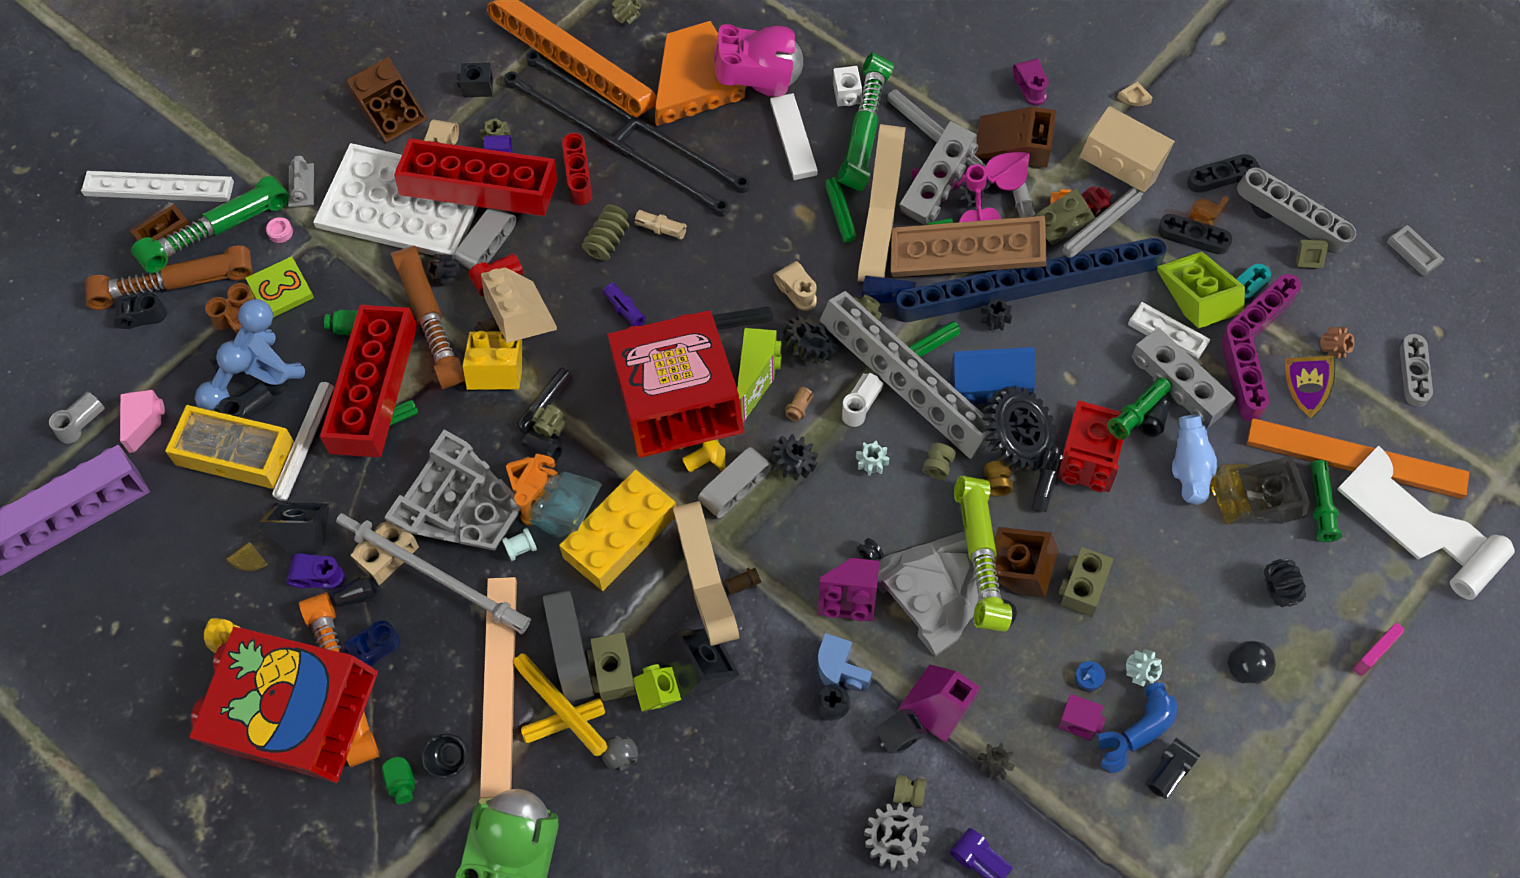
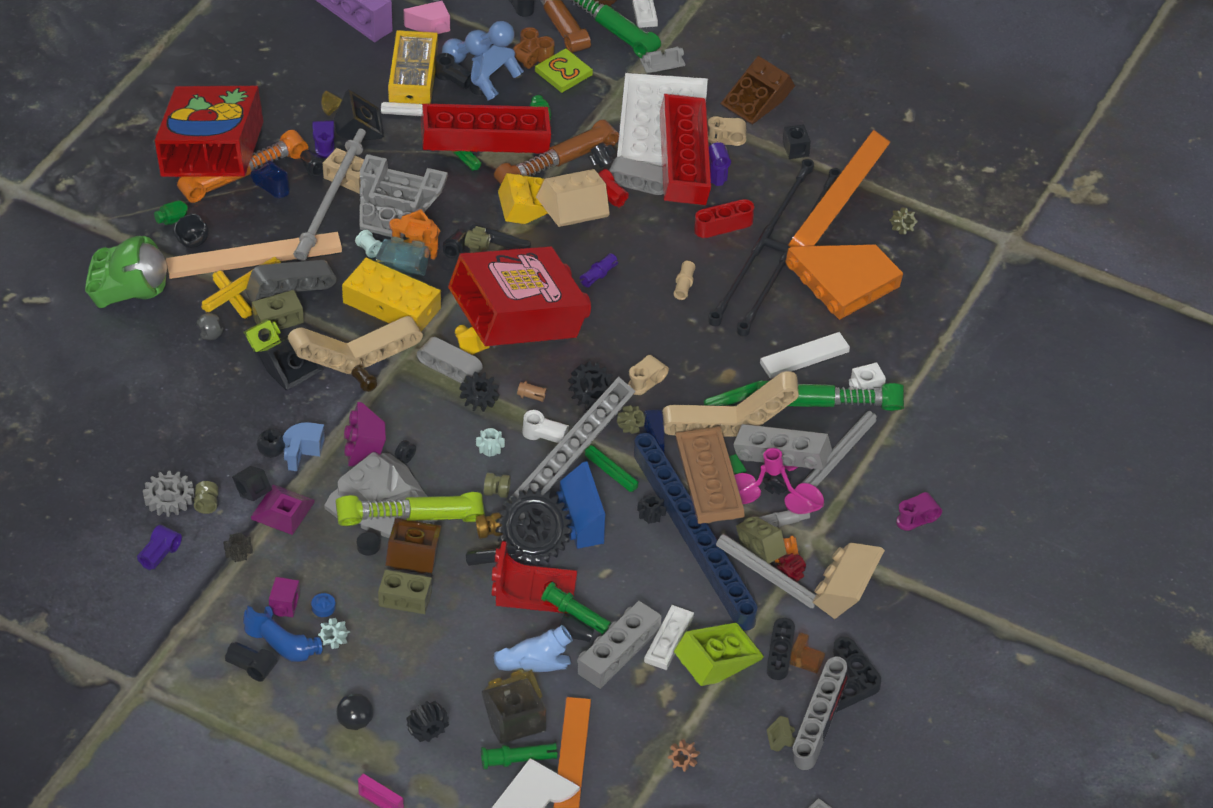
camera: 75 degrees right, 15 degrees down
(217, 632) = (266, 94): yellow rock -> none
(279, 230) = (617, 59): bright pink tile -> none
(495, 127) = (744, 163): olive gear -> none
(606, 232) = (662, 246): olive piece -> none
(743, 317) = (605, 341): black axle -> none
(757, 367) = (546, 350): lime slope -> none
(759, 59) = (860, 301): dark pink piece -> none
(1017, 130) = (847, 507): reddish brown slope -> none
(1135, 95) = (930, 594): tan tile -> none
(1245, 348) = (666, 683): magenta beam -> none
(1257, 286) = (736, 692): teal beam -> none
(1310, 381) = (642, 741): shield -> none

